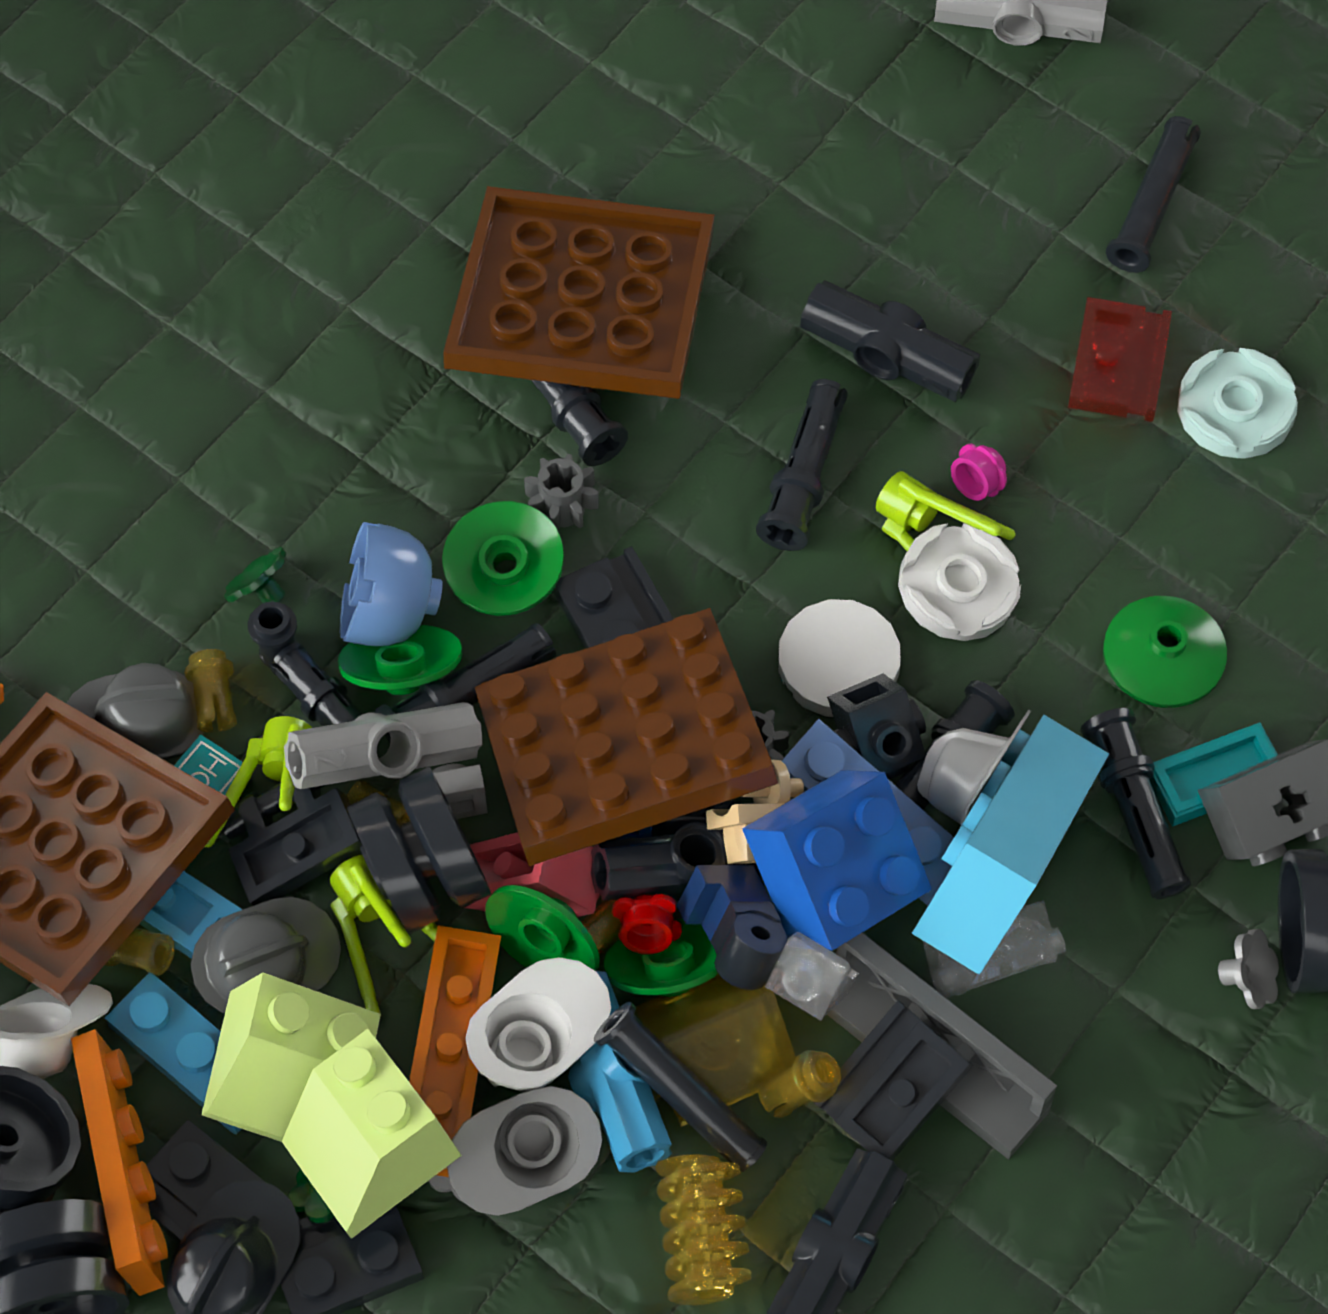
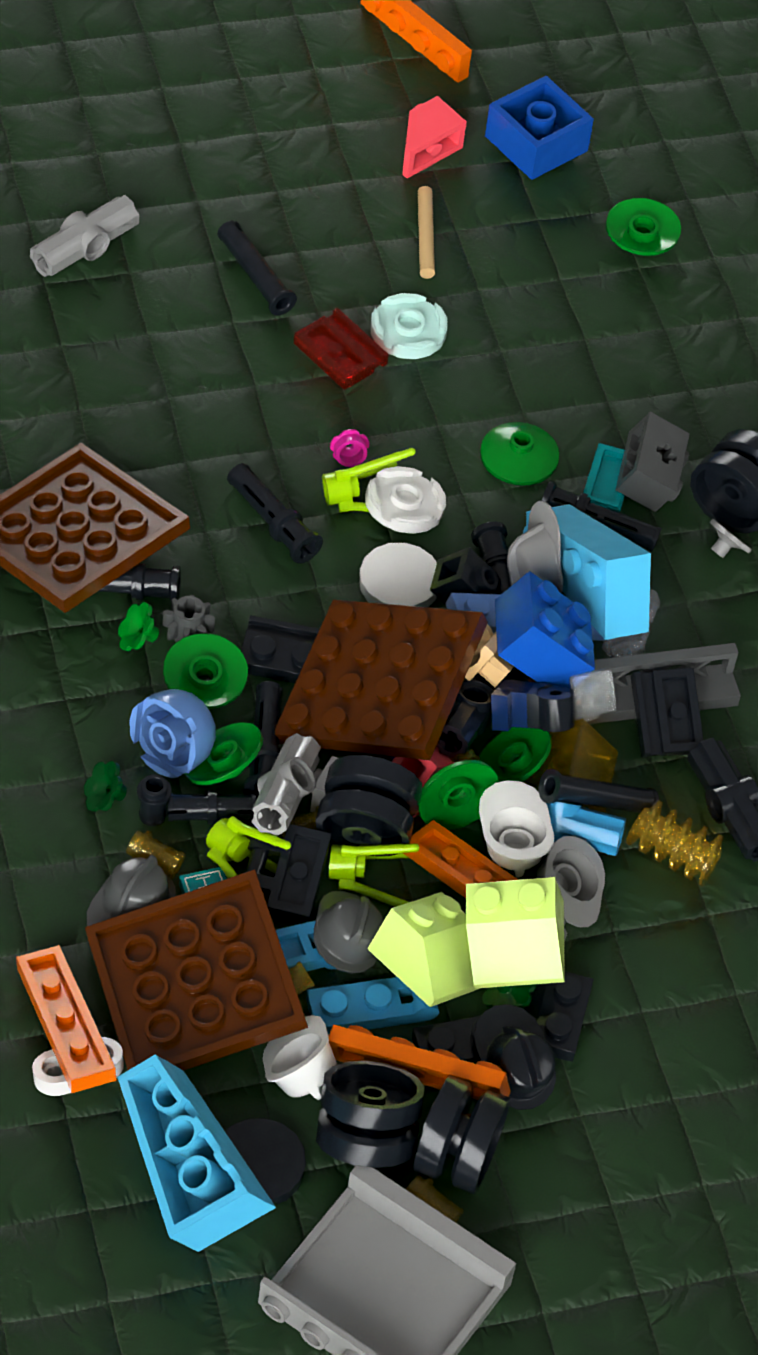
camera: 60 degrees left, 10 degrees down
(509, 454) = (137, 627): none -> green plant
(647, 922) = (492, 746): red plate -> none
(809, 1079) = (635, 748): clear yellow pin -> none
(889, 340) = (235, 427): black piece -> none

